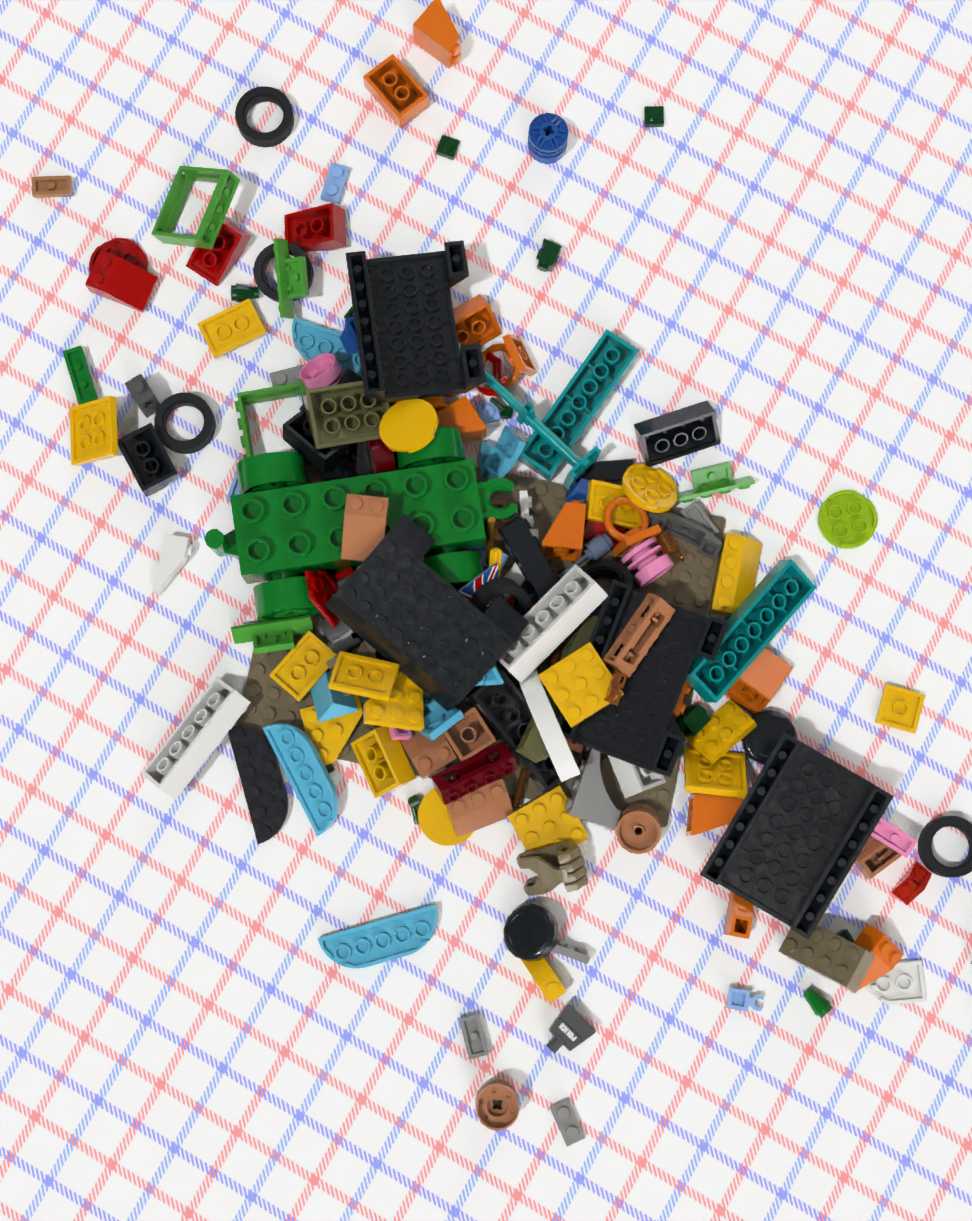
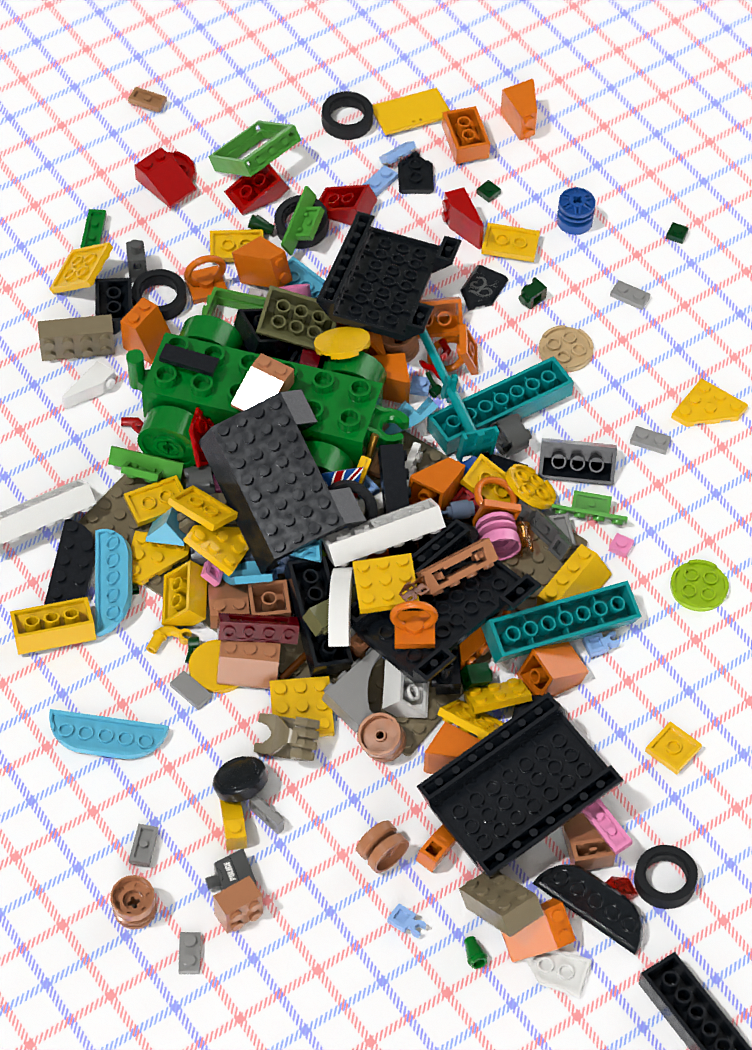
camera: 25 degrees right, 25 degrees down
(131, 516) = (76, 337): none -> dark tan brick
(197, 478) = (144, 329): none -> orange slope
(222, 386) = (202, 281): none -> orange tile
(235, 582) = (134, 422): none -> red arm
(272, 346) = (262, 264): none -> orange slope
(274, 525) = (189, 359): none -> black tile
(274, 849) = (53, 625): none -> yellow slope
(320, 82) = (410, 111): none -> yellow container
(336, 141) = (401, 150): none -> light blue plate
(366, 159) = (415, 175): none -> black tile
(380, 806) = (161, 635): none -> yellow piece
(435, 853) = (190, 690): none -> light grey tile
(441, 197) = (462, 216): none -> red slope
(494, 268) = (482, 287): none -> black tile
(498, 202) = (510, 242): none -> yellow plate
(592, 1063) = (238, 905): none -> nougat brick
(604, 436) = (512, 435): none -> dark grey brick
(607, 304) = (568, 345): none -> tan tile
(629, 718) = (414, 628): none -> orange tile
(640, 213) = (630, 295): none -> light grey plate
(693, 943) = (382, 846): none -> nougat wheel
(733, 376) = (650, 440): none -> light grey plate
(757, 508) = (621, 545): none -> bright pink plate
(770, 311) = (708, 406): none -> yellow plate
(788, 630) = (597, 644): none -> light blue plate
(900, 906) = (594, 903): none -> black plate

